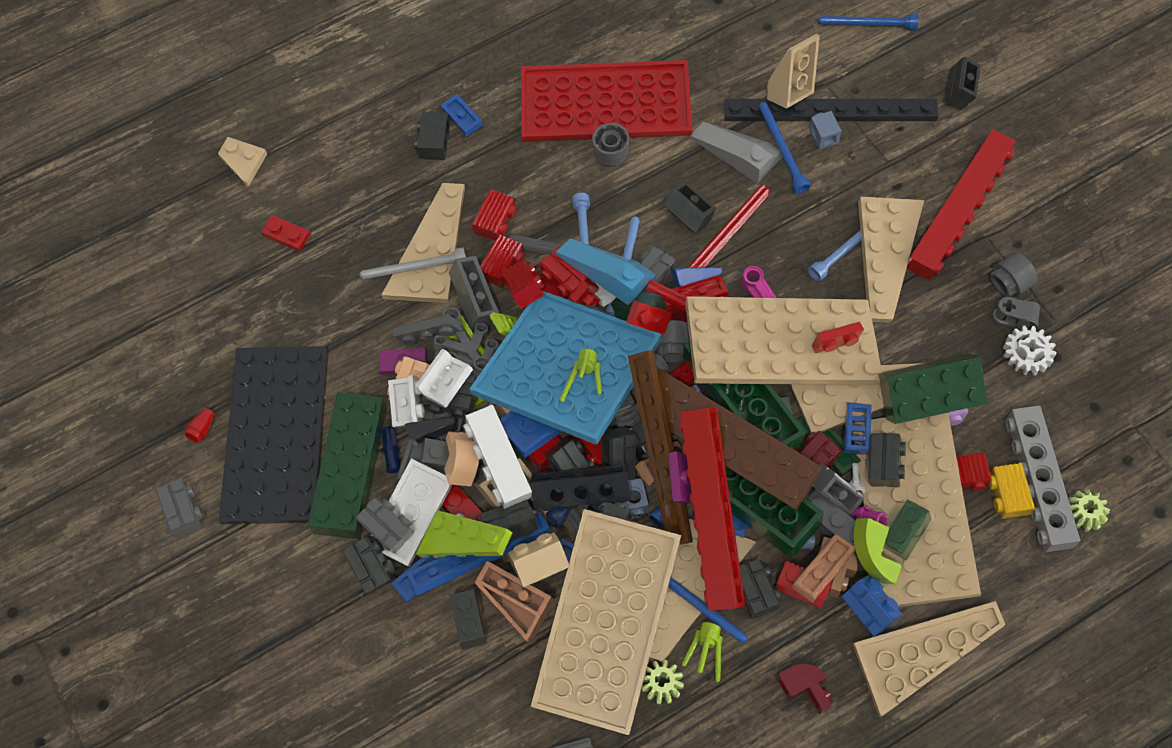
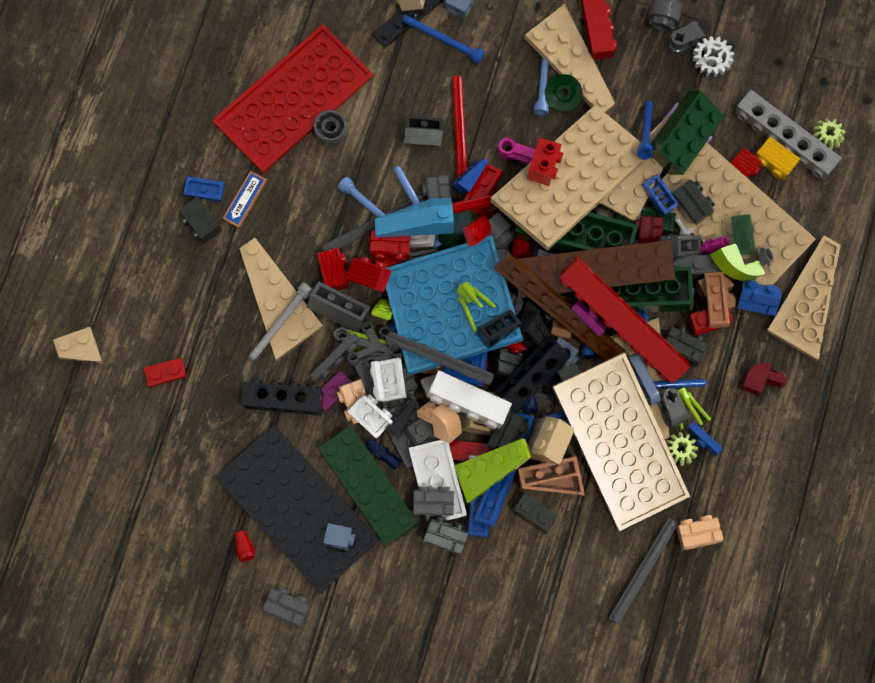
camera: 45 degrees left, 10 degrees up
(277, 483) = (339, 537): none -> sand blue brick
(330, 310) = (311, 406): none -> black brick
(486, 149) = (244, 199): none -> tile
(494, 215) = (297, 242): red brick -> none
(507, 398) = (439, 357): none -> dark grey axle
(572, 419) = (494, 338): none -> black slope
(585, 294) = (417, 247): red tile -> none
(682, 582) = (644, 380): none -> sand blue beam
(686, 638) = (672, 409): none -> dark grey piece
(692, 693) = (703, 440): none -> blue plate
(743, 152) = (419, 61): light grey wedge -> none
(765, 303) = (544, 162): none -> red brick
(837, 337) = (604, 152): red plate -> none
(841, 271) = (557, 99): none -> dark green dish
(876, 369) = (645, 149): none -> blue piece
(911, 567) = (764, 255): none -> dark grey plate

